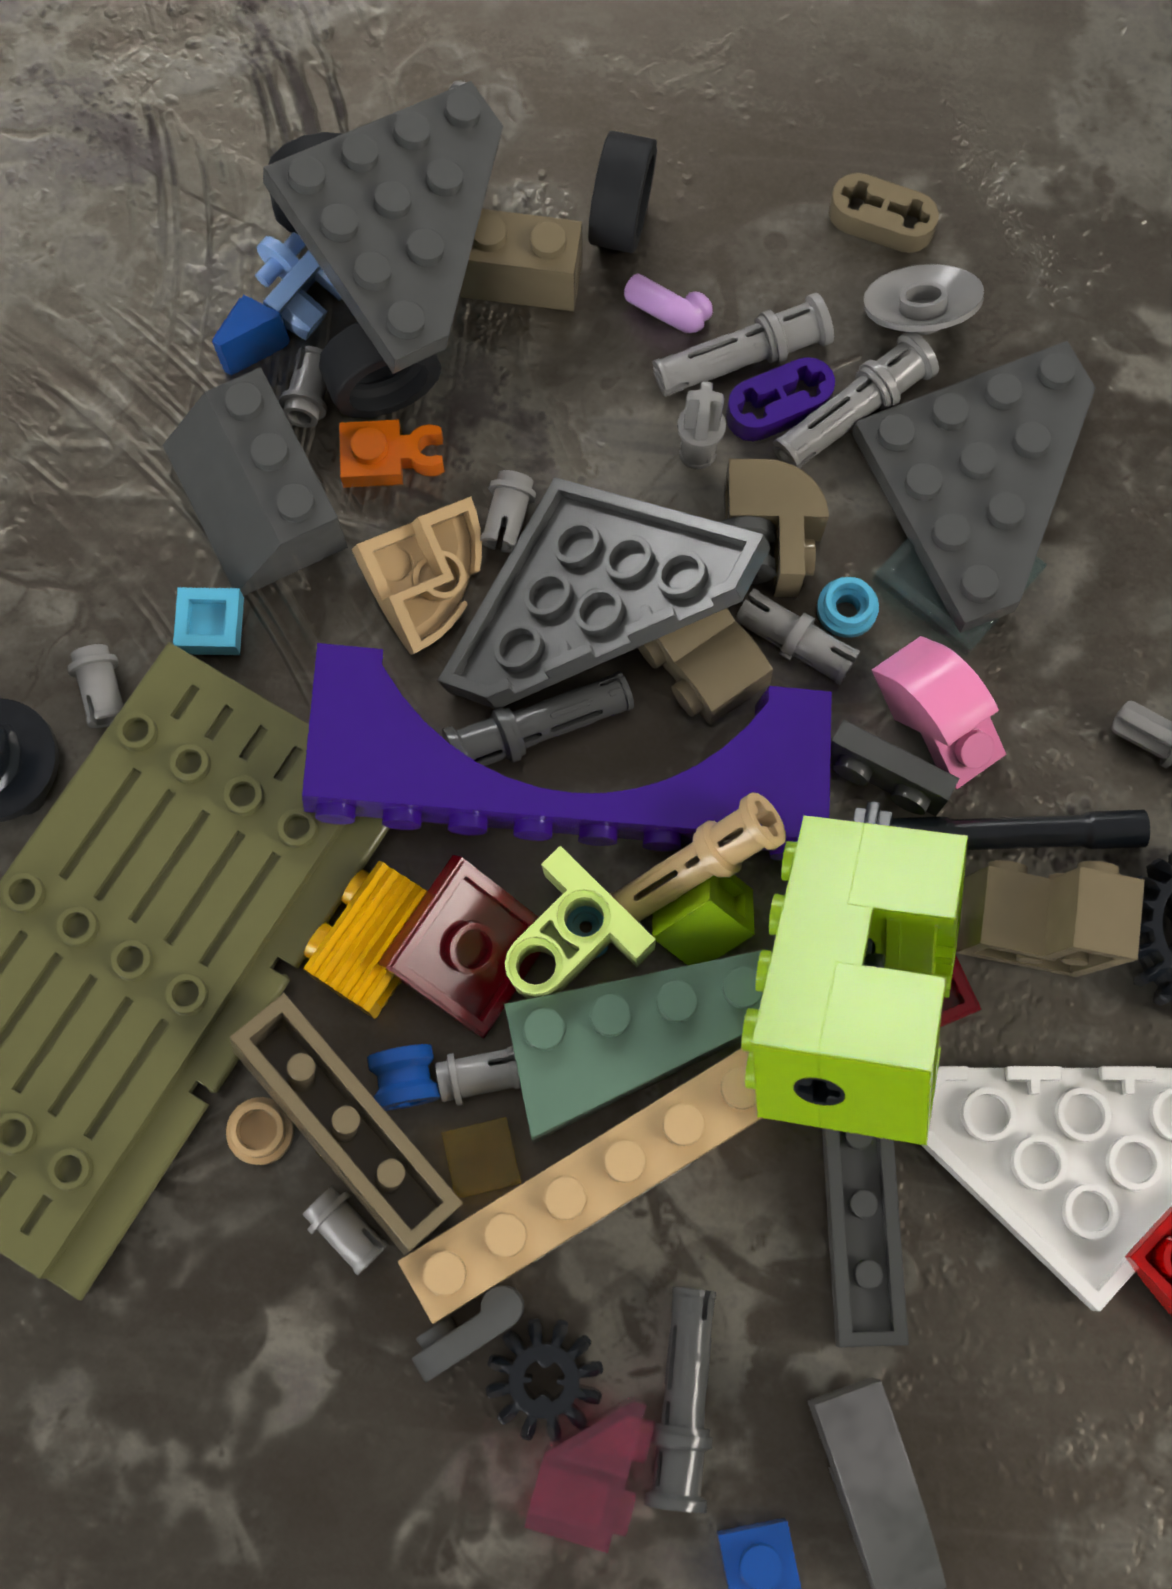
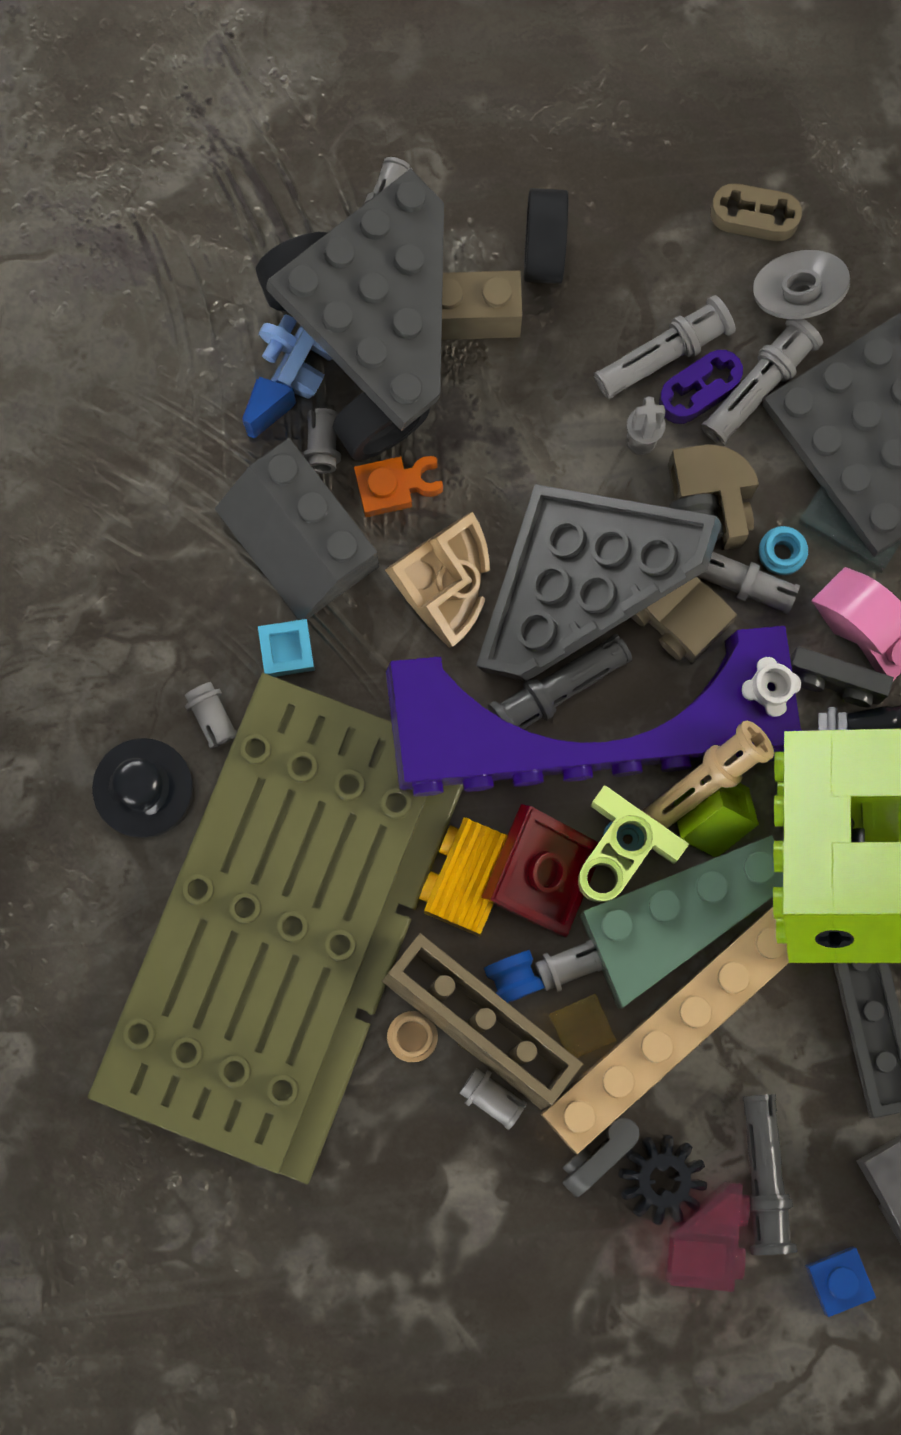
camera: 10 degrees left, 5 degrees up
(510, 498) = (502, 516): light grey pin -> none
(681, 313) = (594, 323): lavender arm -> none
(809, 745) = (785, 682): none -> white plate

